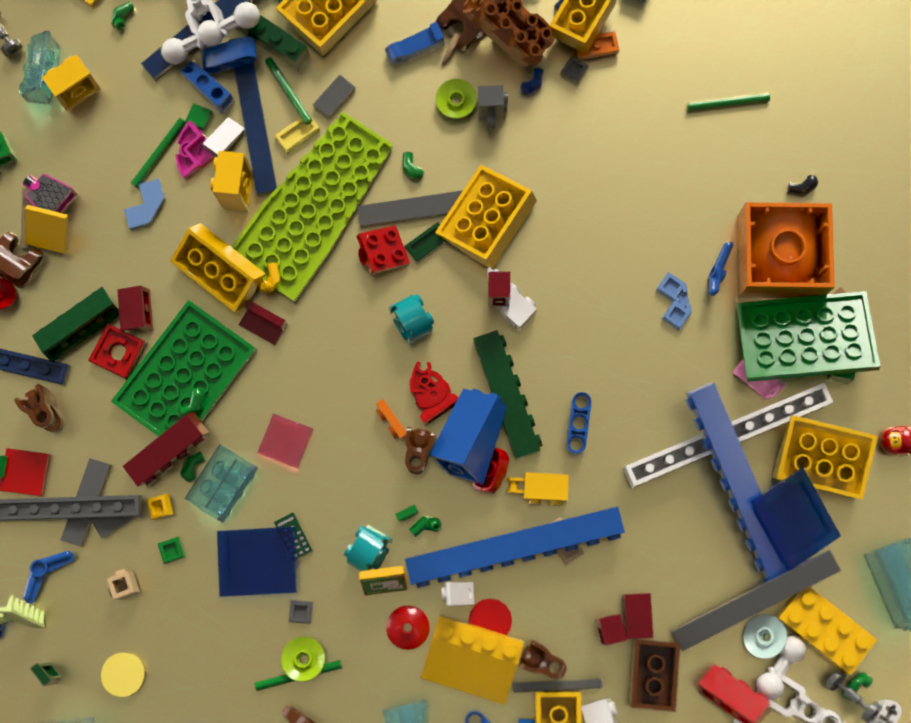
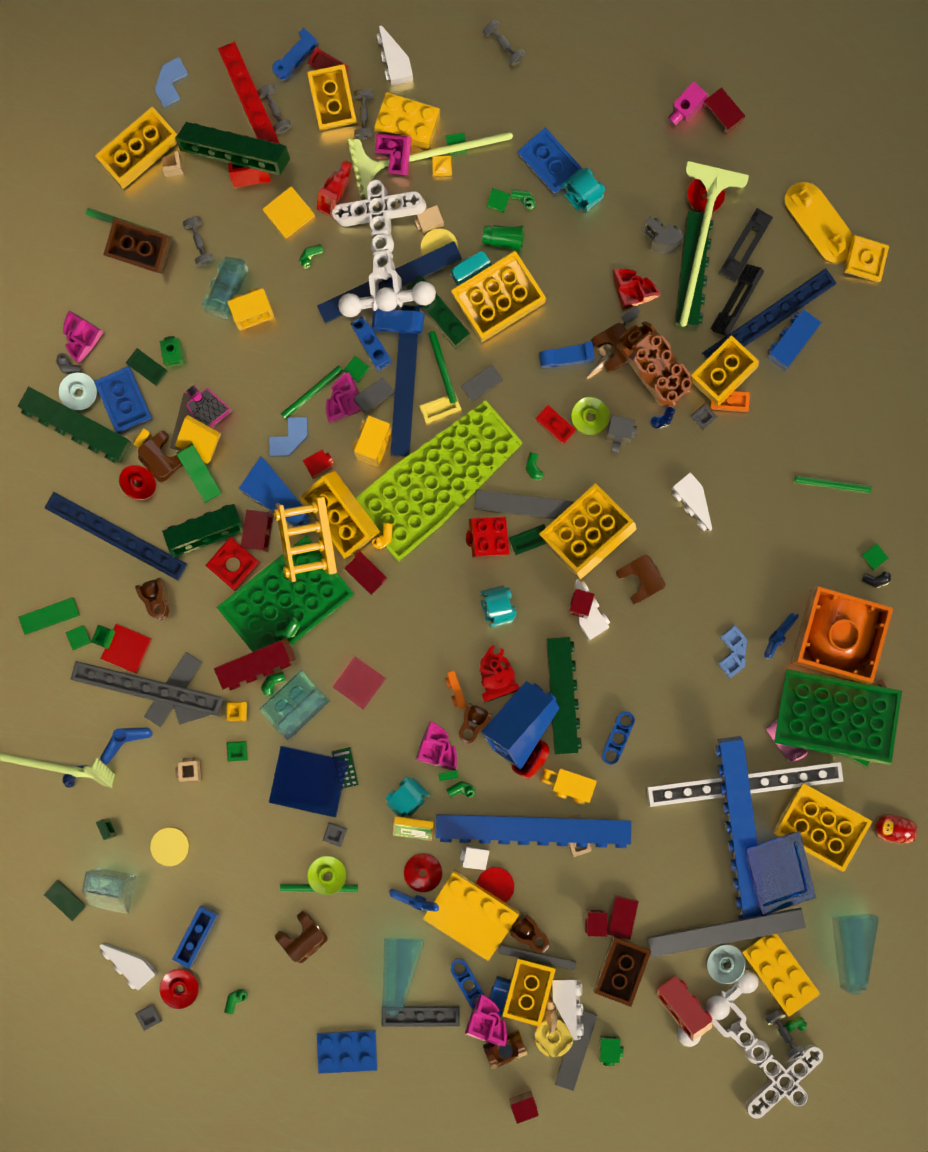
camera: 10 degrees right, 5 degrees up
(57, 265) = (198, 473): none -> green tile
(139, 265) = (268, 489): none -> blue slope
(181, 221) = (318, 463): none -> red brick
(198, 282) = (324, 543): none -> yellow fence
(386, 488) = (436, 748): none -> dark pink brick
(411, 661) = (418, 902): none -> blue piece
(422, 117) = (555, 424): none -> red plate
(560, 241) = (647, 573): none -> reddish brown piece
(586, 152) = (692, 495): none -> white slope
(794, 163) = (874, 556): none -> green tile

